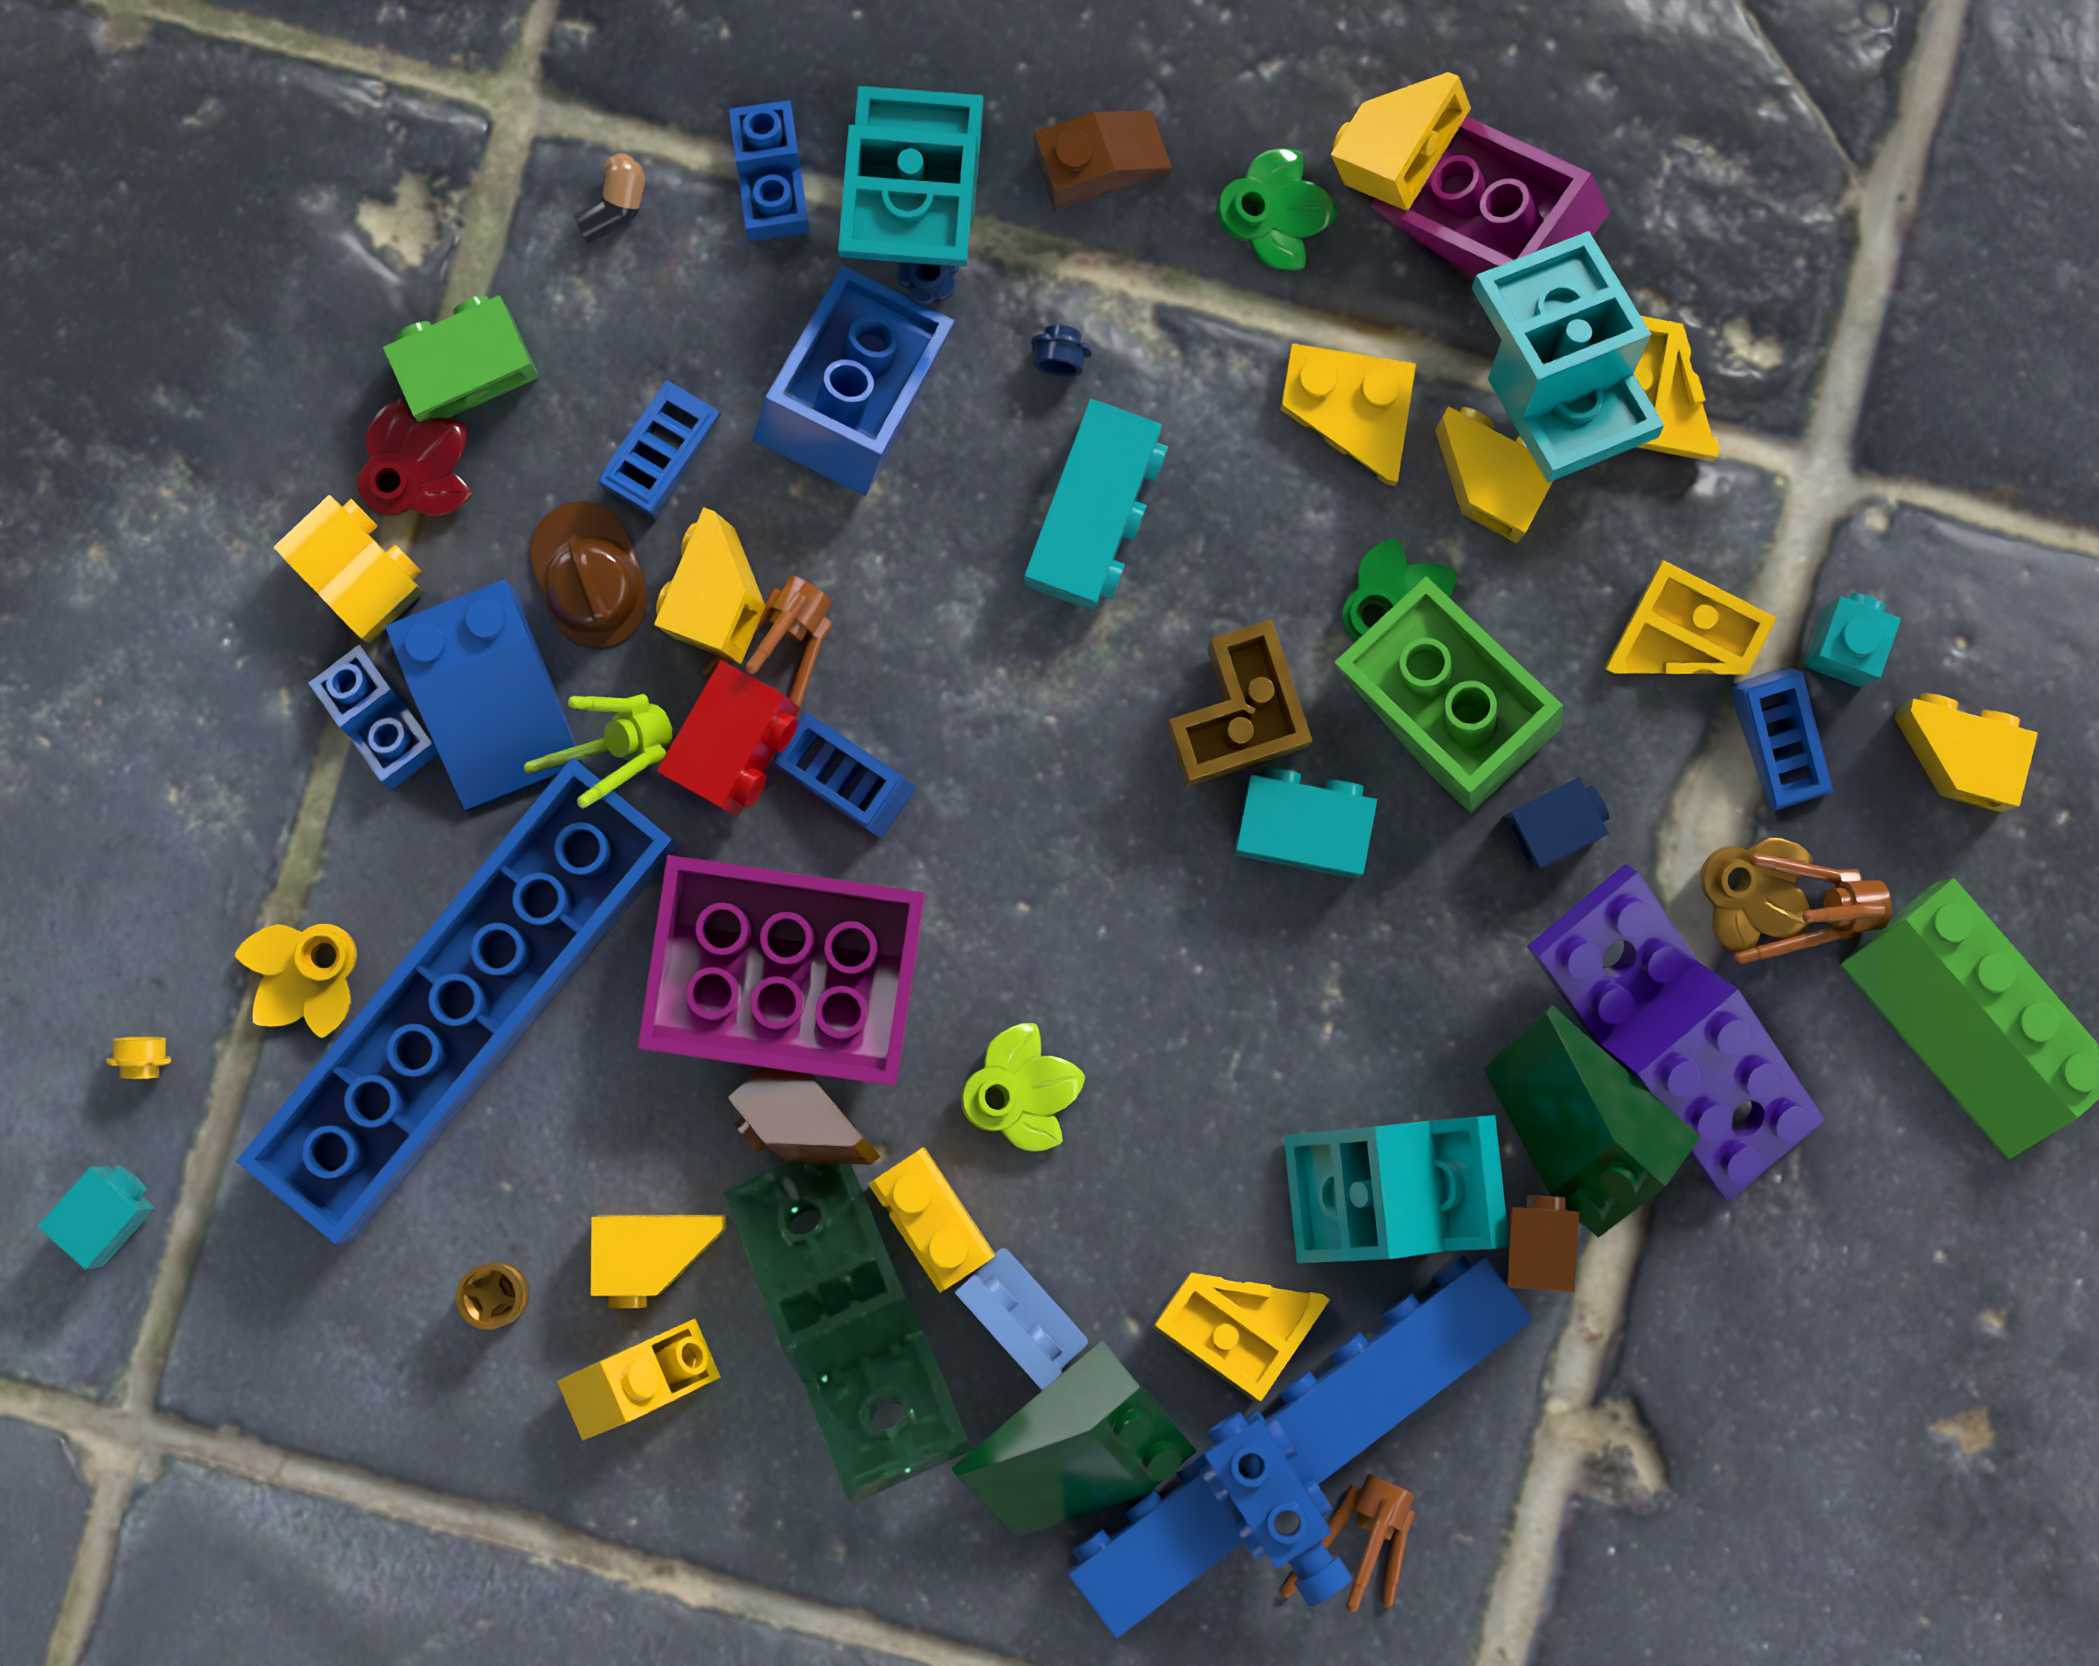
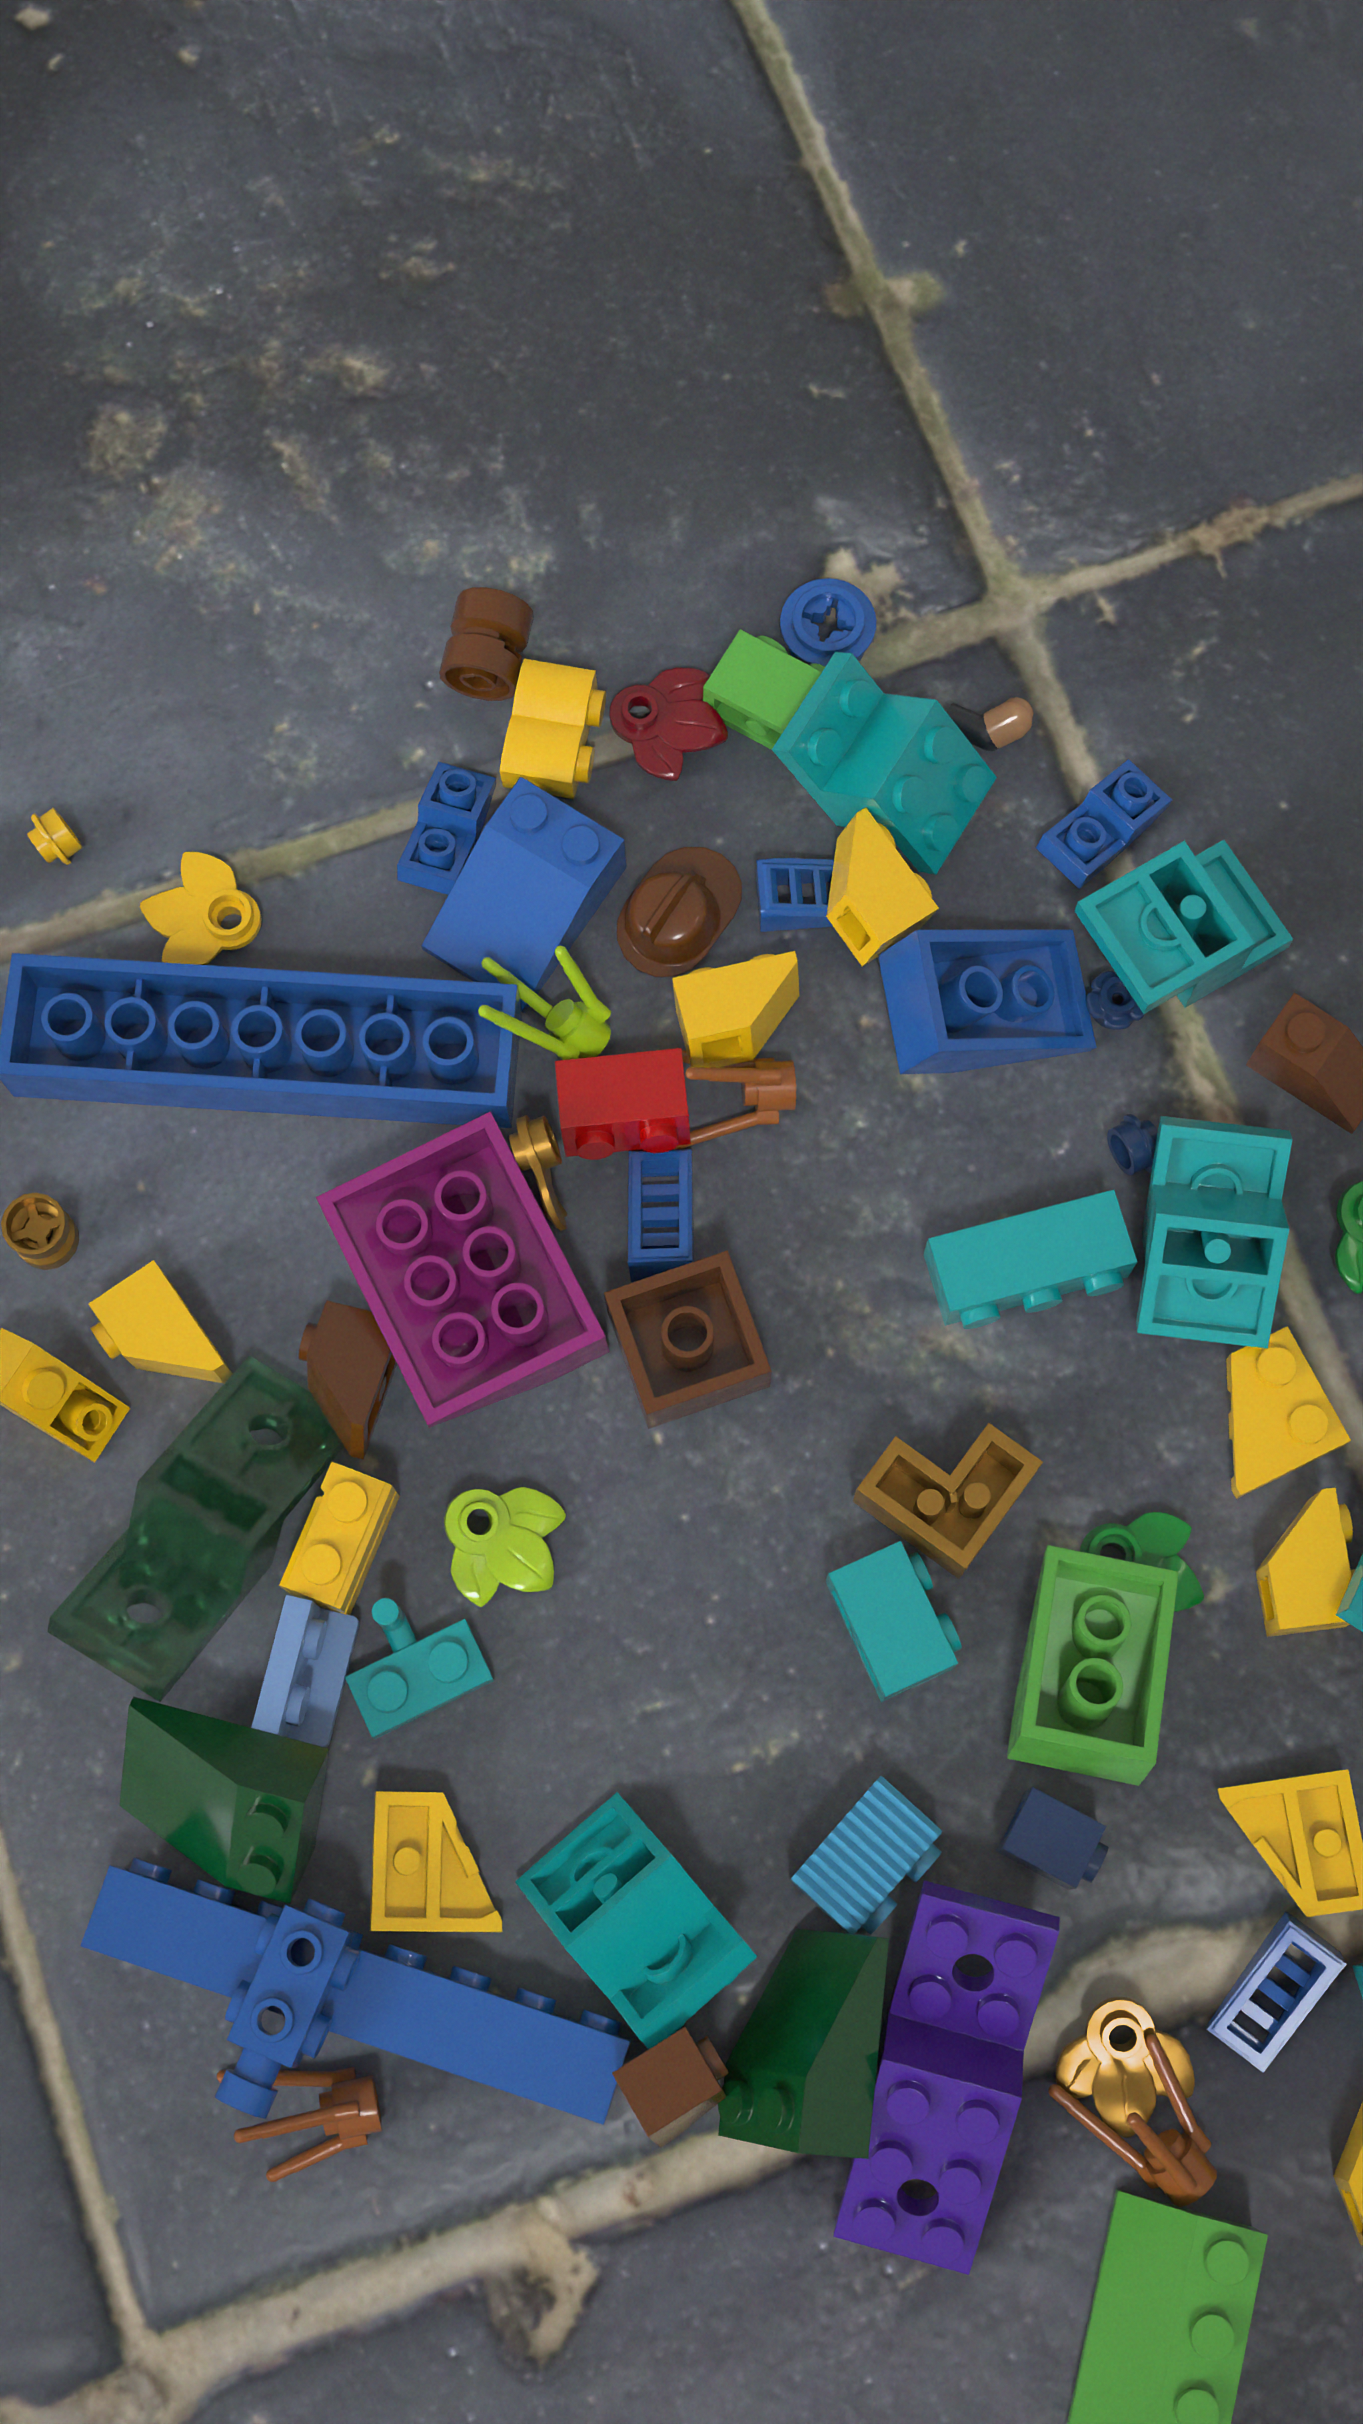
camera: 60 degrees right, 10 degrees down
(226, 561) = (486, 644): none -> reddish brown wheel
(432, 239) = (815, 602): none -> blue gear
(591, 313) = (888, 756): none -> teal bracket
(696, 405) = (874, 891): none -> yellow slope
(725, 838) = (537, 1148): none -> pearl gold plate
(967, 826) = (688, 1339): none -> reddish brown brick
(1081, 1229) = (418, 1673): none -> teal plate
(1180, 344) = (1214, 1232): none -> teal bracket
(1472, 975) = (868, 1857): none -> dark azure brick

